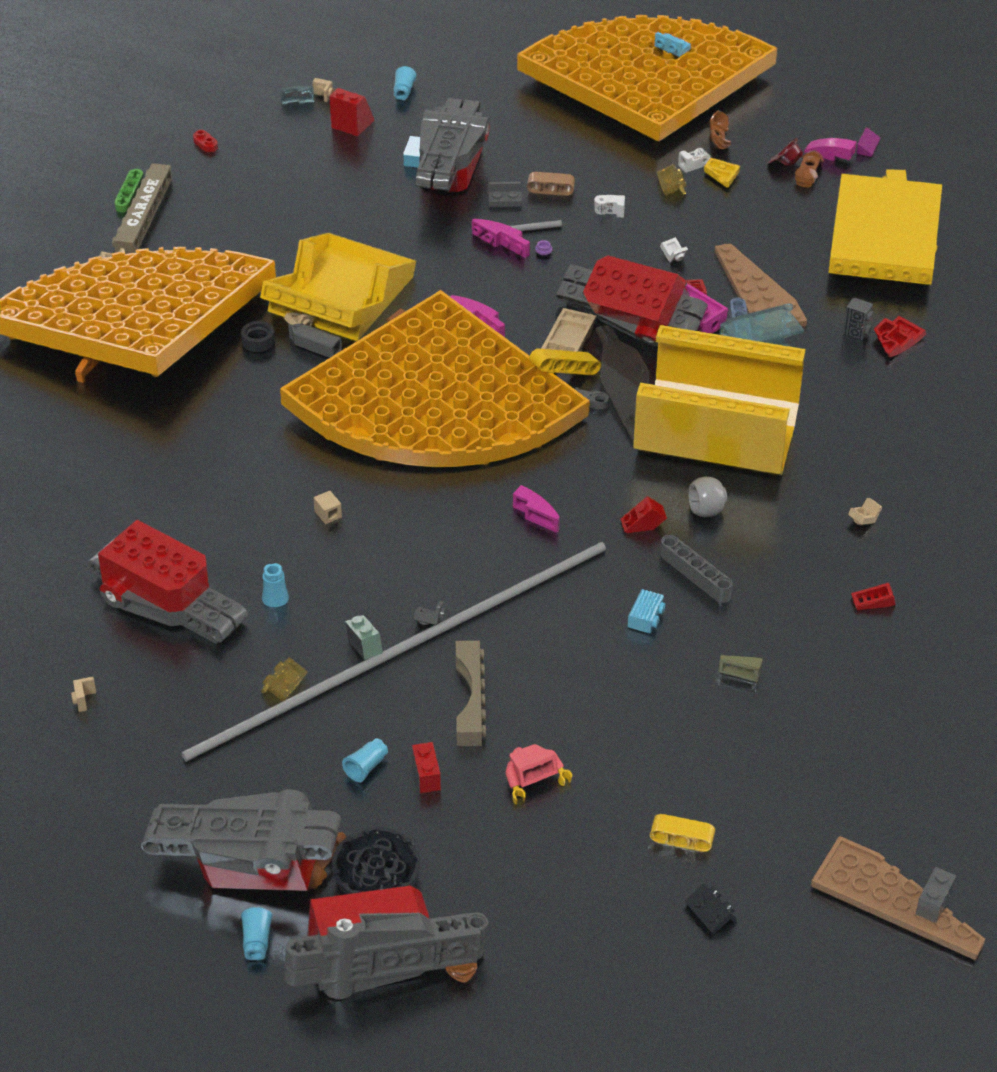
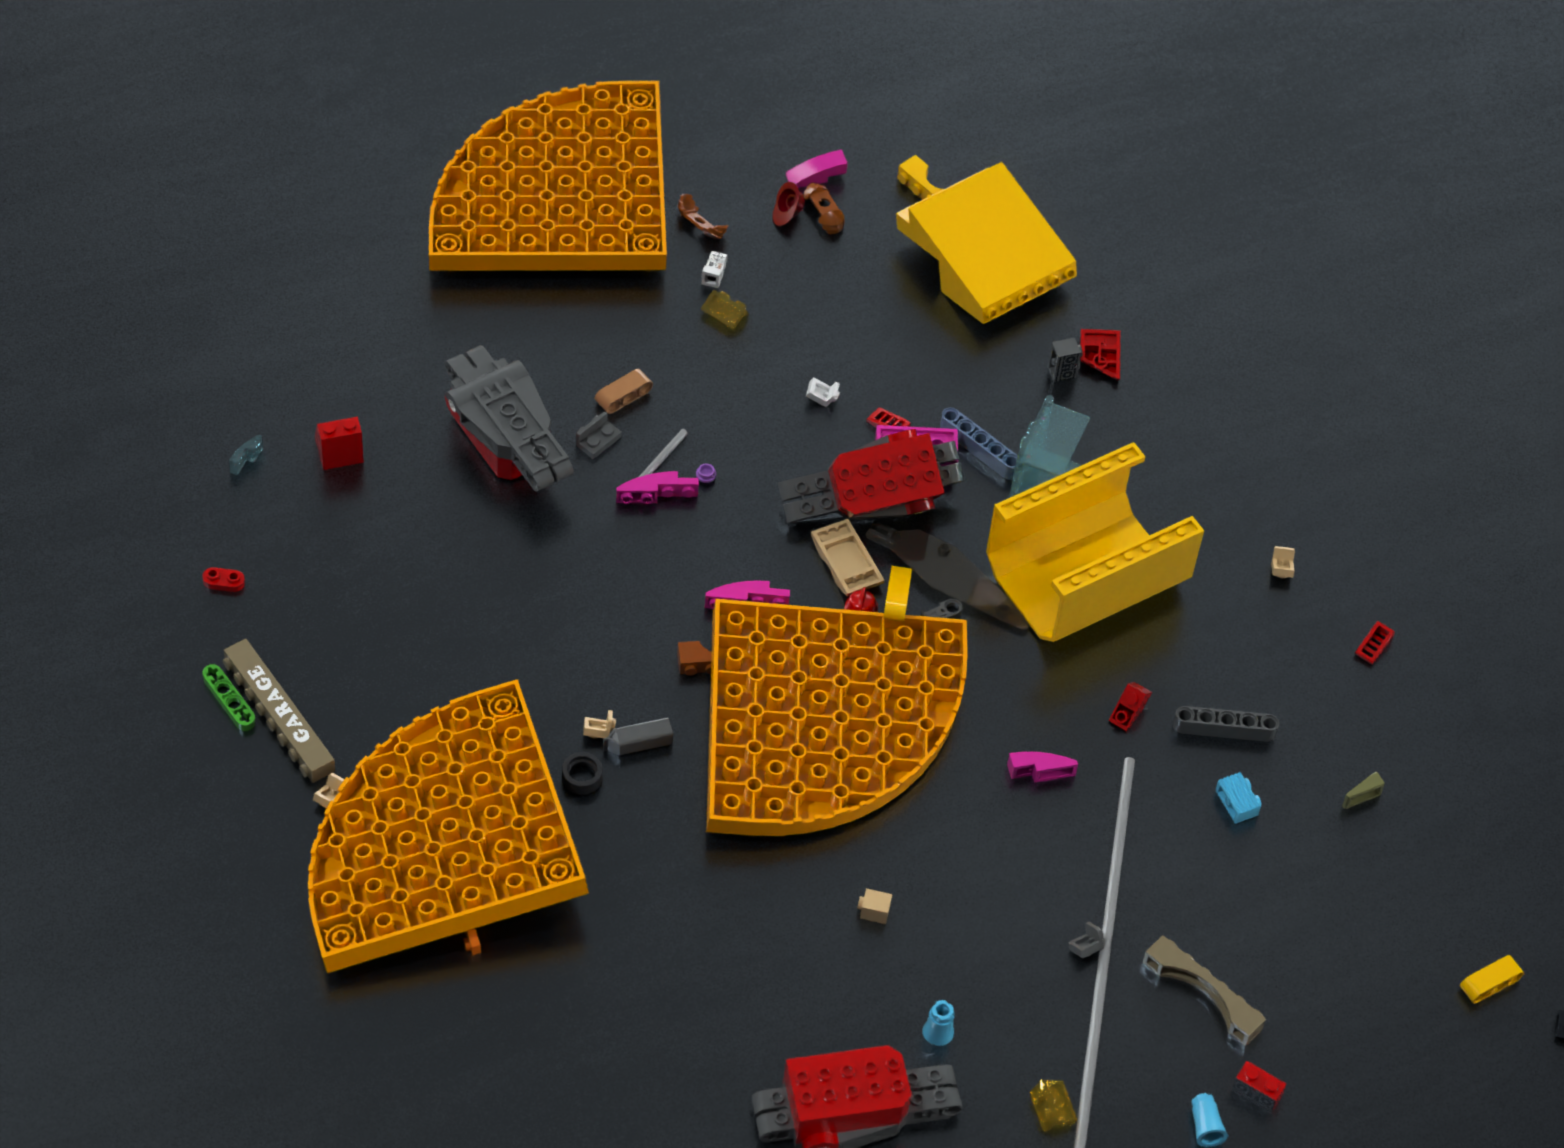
camera: 50 degrees left, 10 degrees up
(323, 88) = (263, 427): tan bracket -> none
(339, 284) = (586, 655): yellow panel -> none
(363, 637) = (1071, 1009): sand green brick -> none
(404, 80) = (336, 364): medium azure plant -> none
(411, 153) = (455, 442): brick -> none
(532, 765) = (1331, 1018): coral torso -> none
(610, 205) = (706, 377): white leg -> none
(671, 44) = (564, 143): medium azure bracket -> none
(707, 496) = (1160, 645): light grey wheel -> none
(722, 171) = (754, 265): yellow wing -> none
(753, 284) = (938, 385): medium nougat wing -> none
(868, 143) = (836, 139): magenta slope -> none

